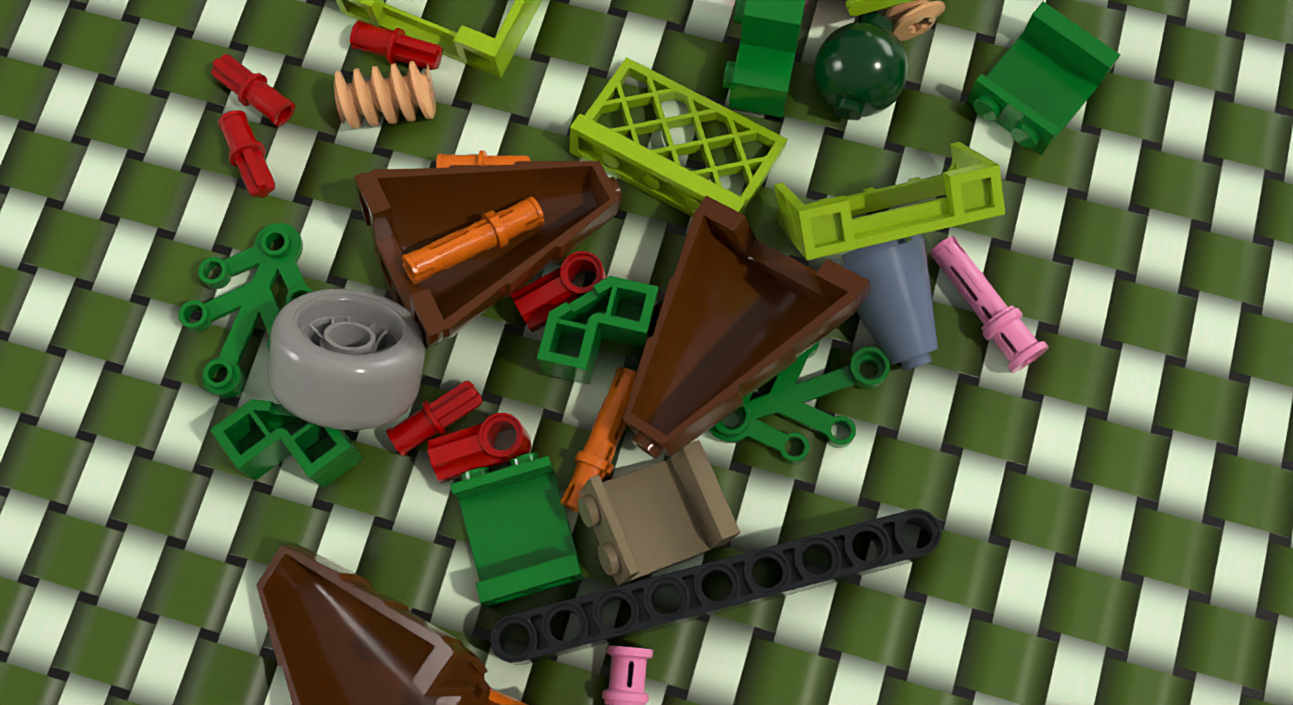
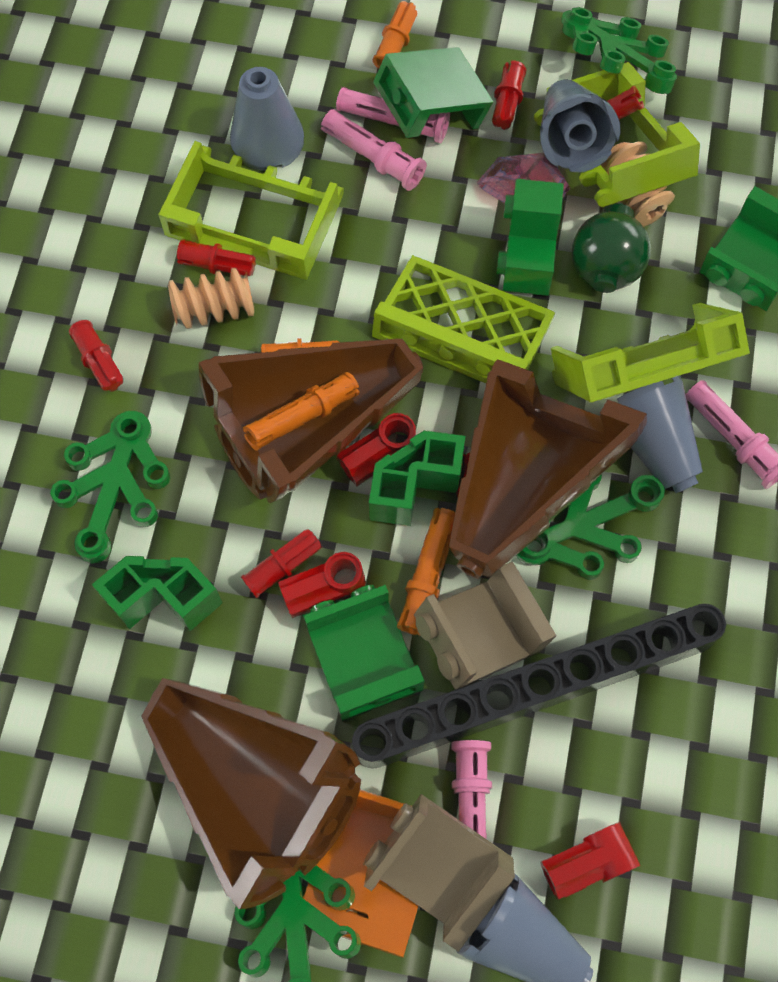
camera: 10 degrees left, 5 degrees down
(253, 89) = (96, 302): red axle -> none
(345, 359) = (205, 515): light grey wheel -> none

